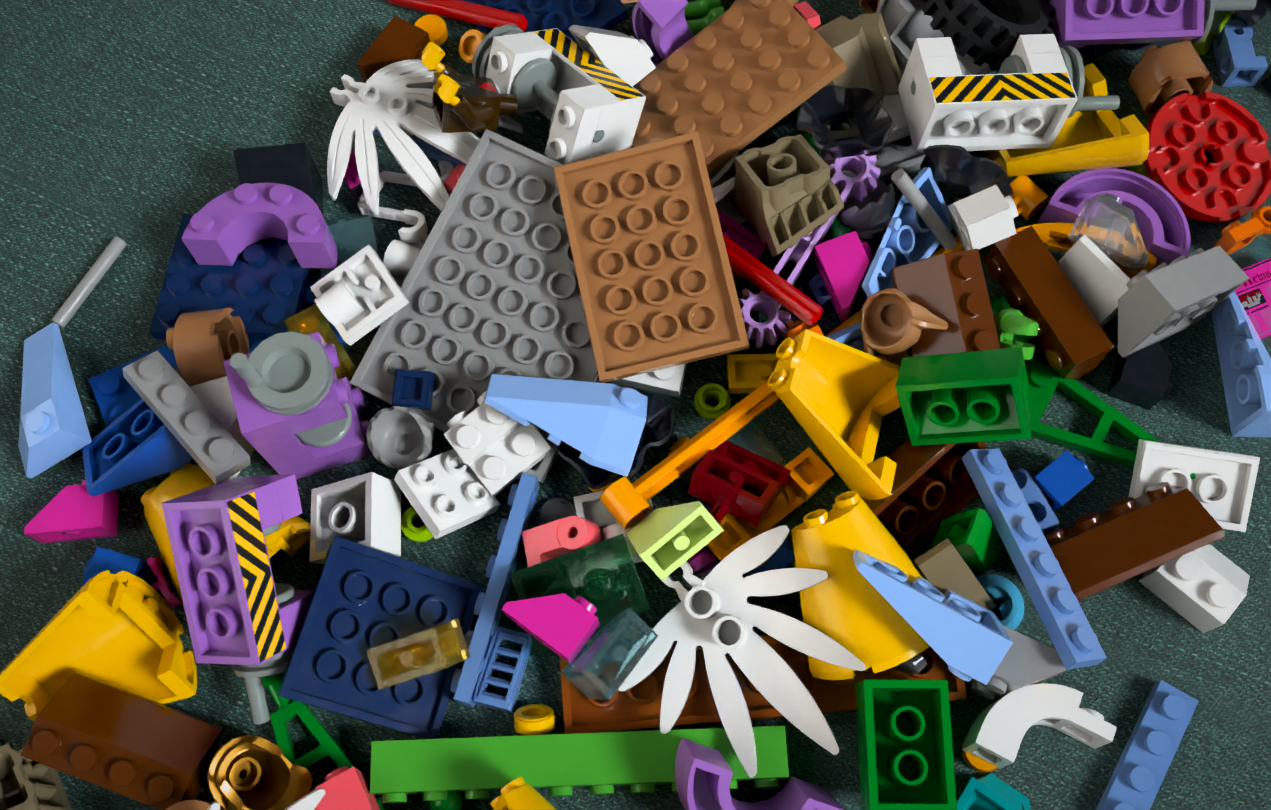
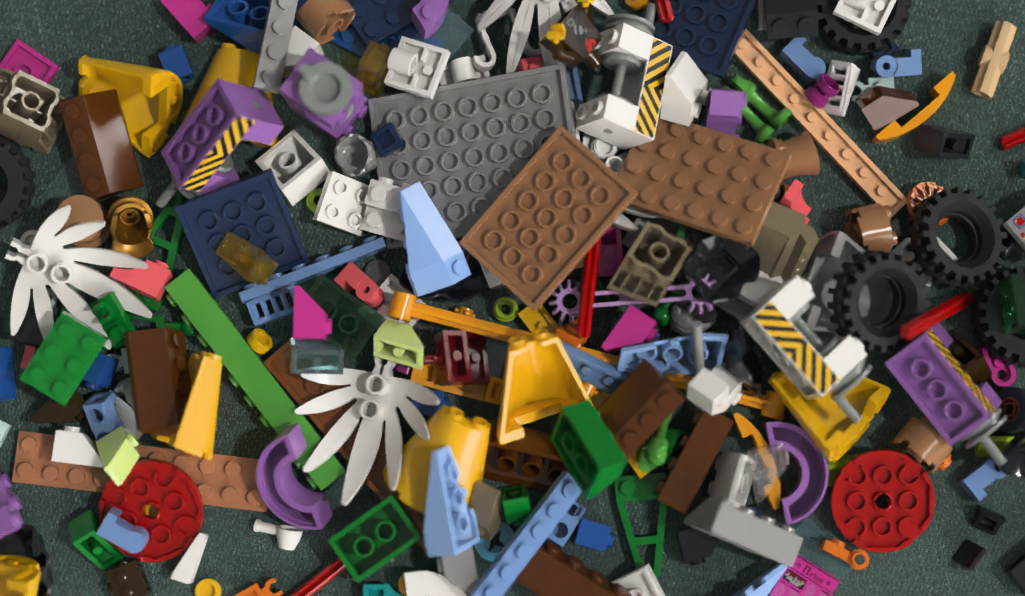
camera: 55 degrees right, 15 degrees up
(157, 567) = (195, 81): dark pink piece -> none
(894, 322) = (606, 382): medium nougat piece -> none

